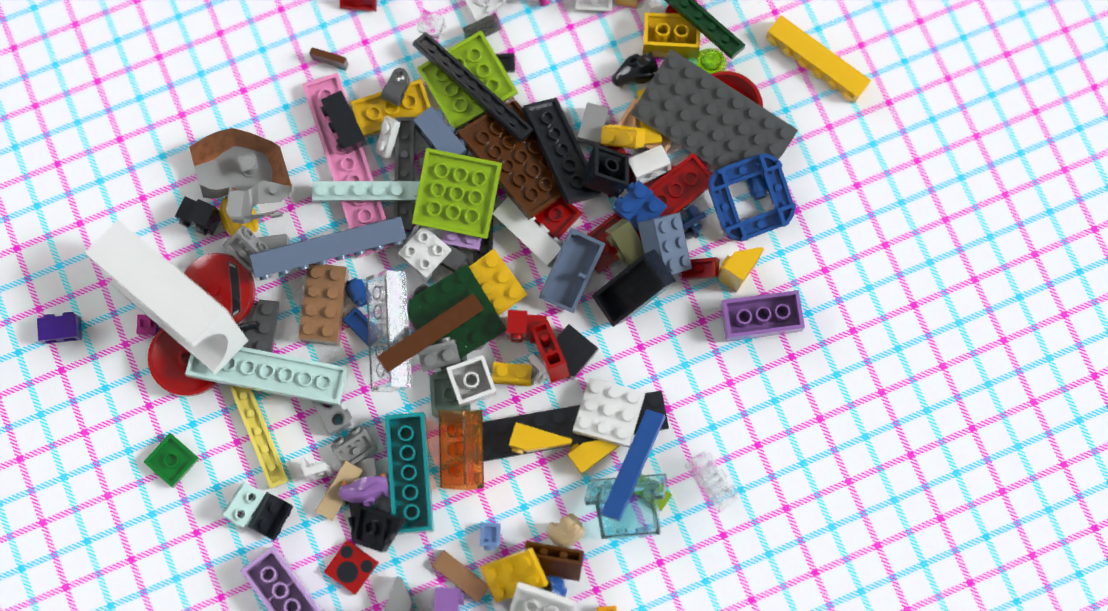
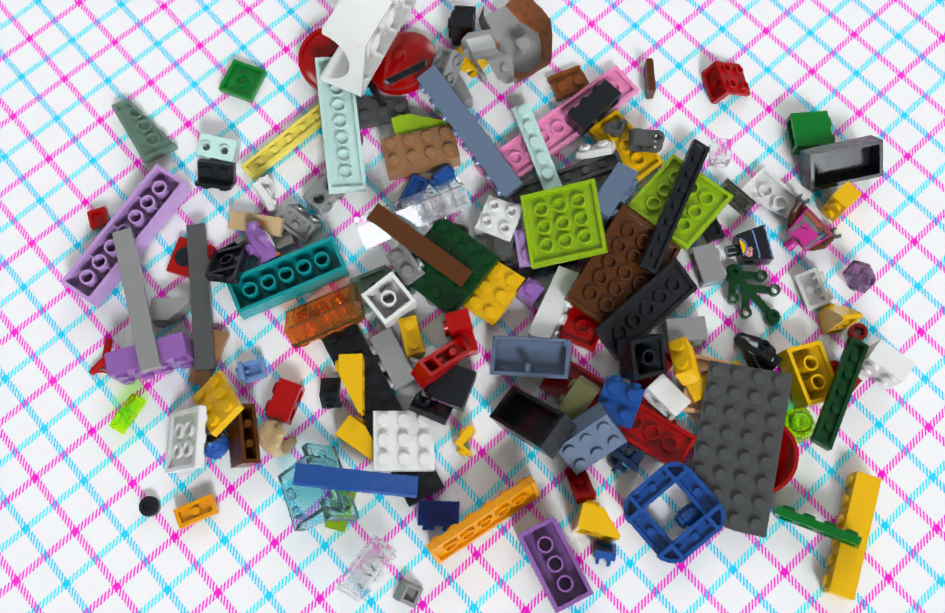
camera: 75 degrees right, 5 degrees down
(190, 581) = (143, 133): none -> sand green wing
(291, 304) = (410, 123): none -> lime slope
(301, 136) = (567, 82): none -> dark orange plate
(370, 109) = (616, 127): none -> dark grey tile
(396, 565) = (200, 298): none -> dark grey tile
(507, 249) = (530, 292): none -> medium lavender brick
(527, 399) = (392, 360): none -> light grey brick
(531, 513) = (284, 401): none -> red brick
(535, 35) = (751, 247): none -> black torso
(537, 467) = (330, 393): none -> black bracket
(538, 80) = (707, 265): none -> light grey brick
(576, 53) = (750, 292): none -> dark green plant
(587, 377) = (430, 409): none -> black plate
(622, 357) = (464, 435): none -> yellow bracket
(685, 403) = (438, 514): none -> clear blue brick
(705, 365) = (480, 522): none -> light orange plate
(743, 454) = (407, 593): none -> light grey slope
(764, 269) = (605, 551): none -> blue tile
(807, 77) = (826, 529): none -> green plate

